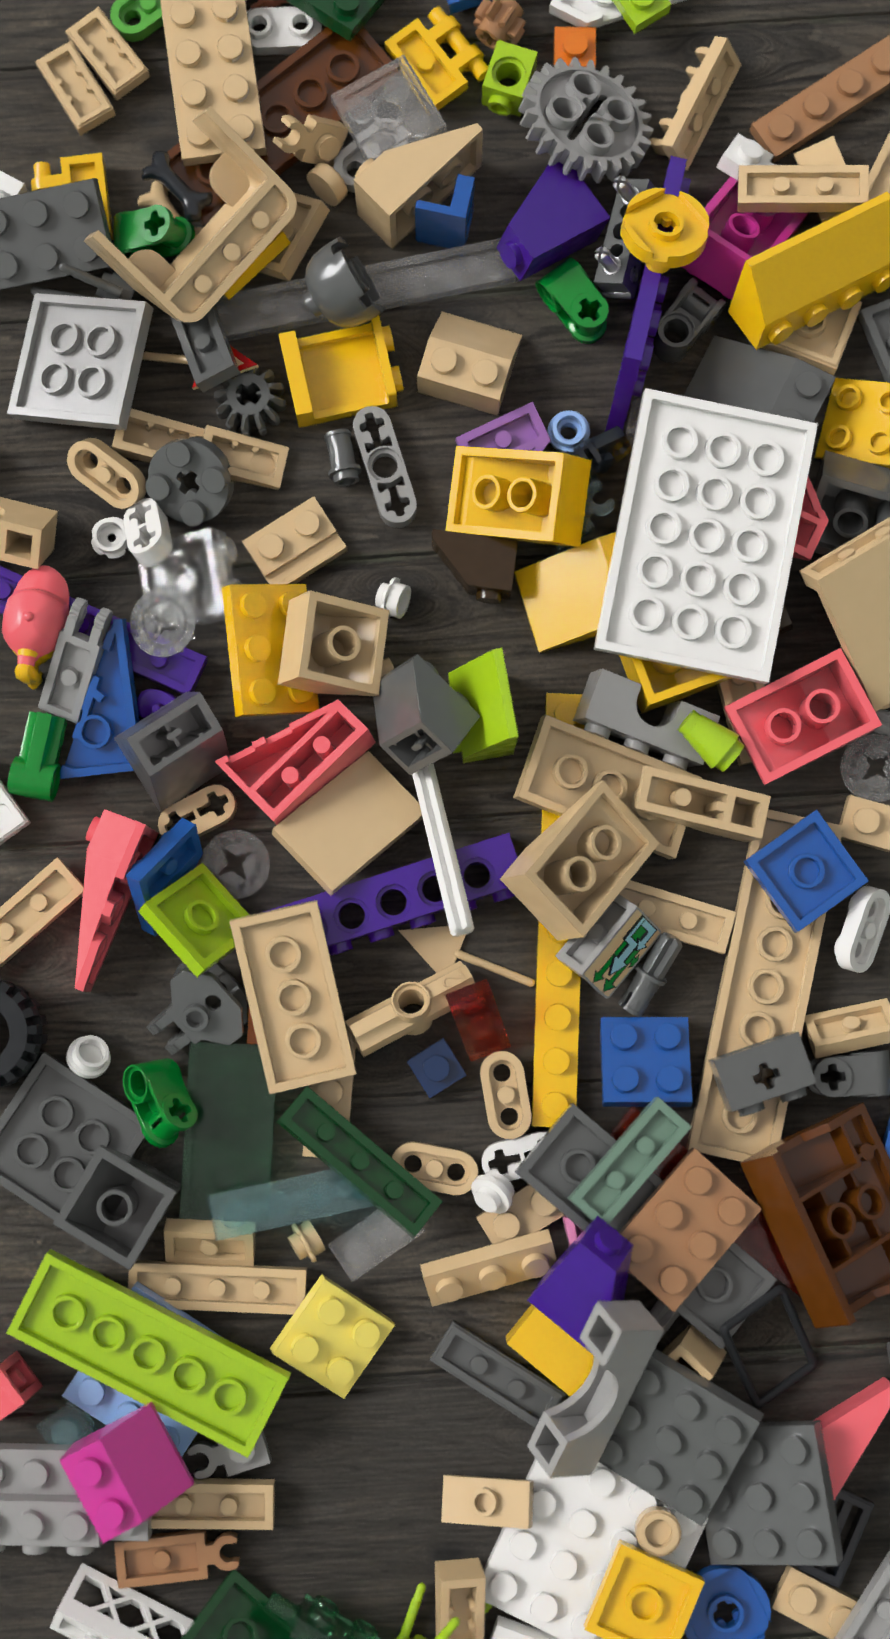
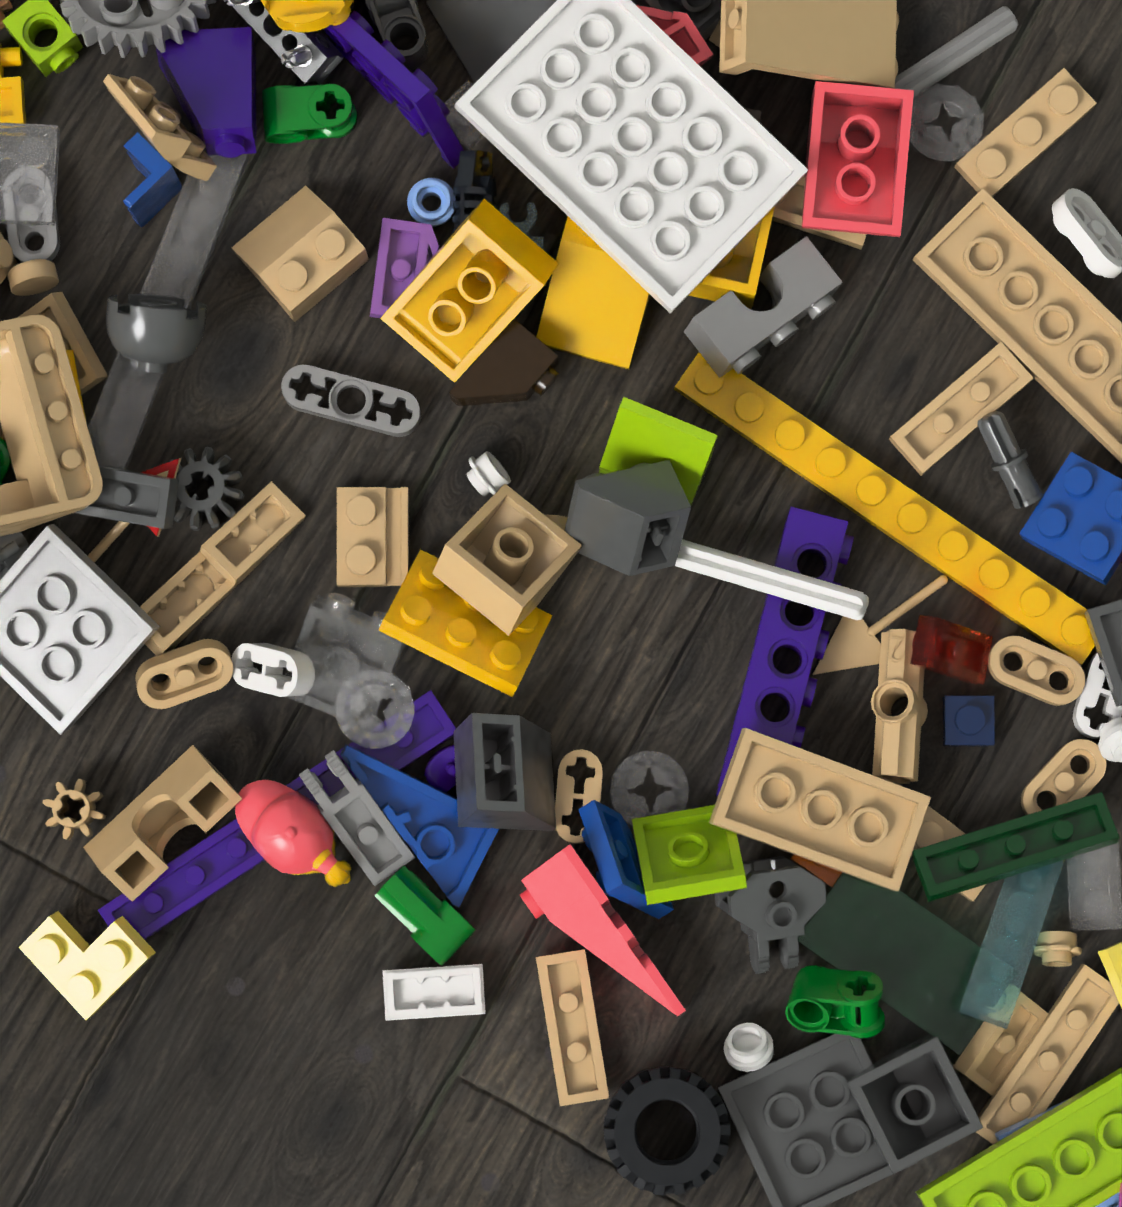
camera: 55 degrees left, 0 degrees up
(102, 531) = (247, 723): white plate -> none
(168, 487) = (254, 622): dark grey plate -> none
(299, 760) = (594, 666): coral wedge -> none
(340, 372) = (230, 384): yellow panel -> none
(342, 459) = (316, 436): dark grey pin -> none
(348, 823) = (682, 653): tan tile -> none
(412, 172) = (89, 198): tan slope -> none
(491, 196) = (161, 126): none -> tan slope
(570, 761) = (806, 385): tan plate -> none
(580, 863) = (866, 457): tan slope -> none
(611, 946) = (956, 479): panel -> none
(703, 804) = (882, 305): tan slope -> none
(712, 741) = (827, 259): lime cone -> none
(806, 871) = (1005, 251): blue plate -> none

